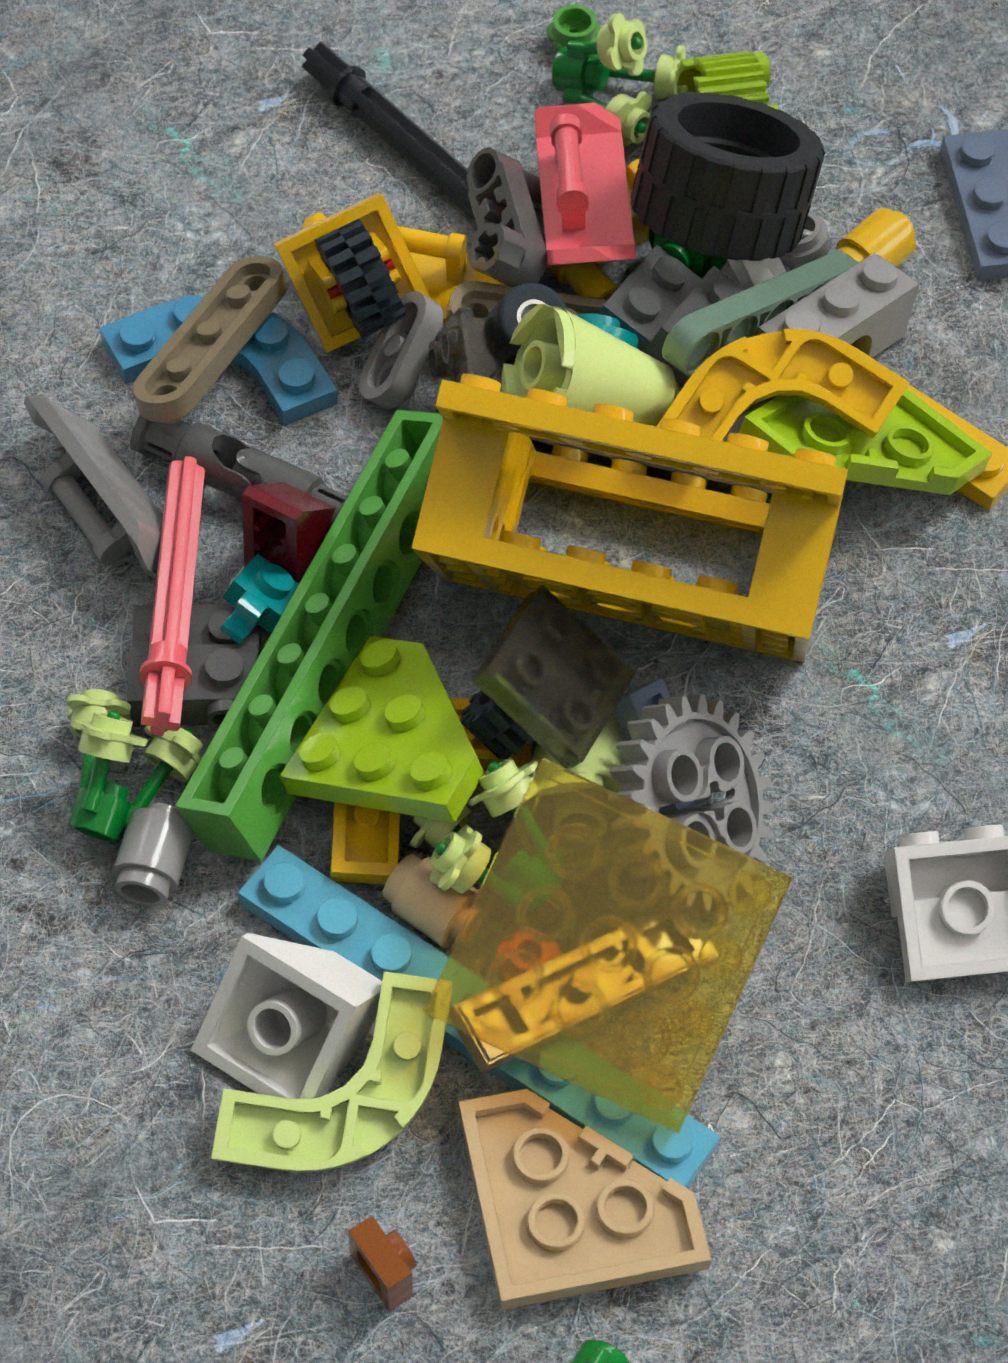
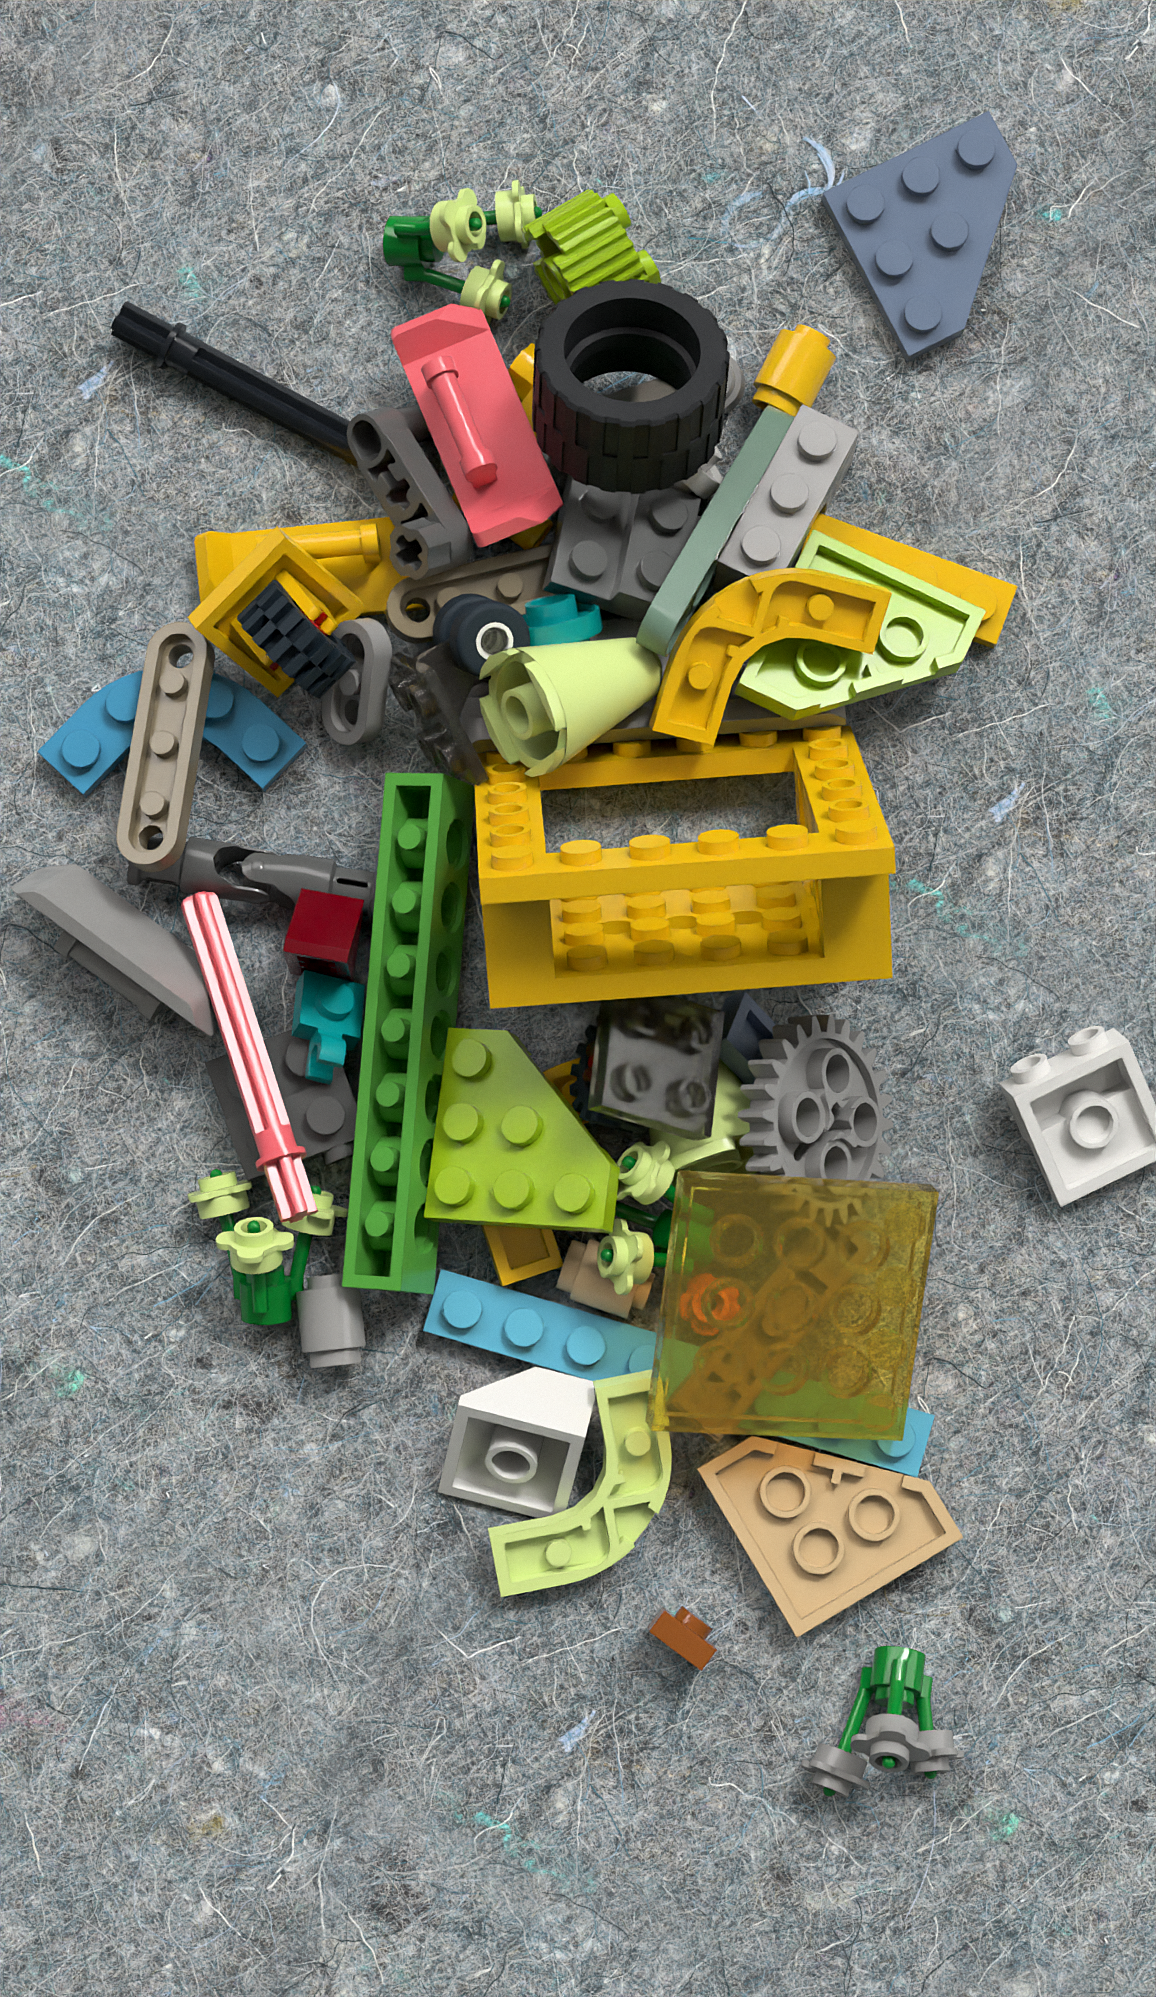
camera: 20 degrees left, 25 degrees up
(573, 23) = (383, 166): bright green plate -> none

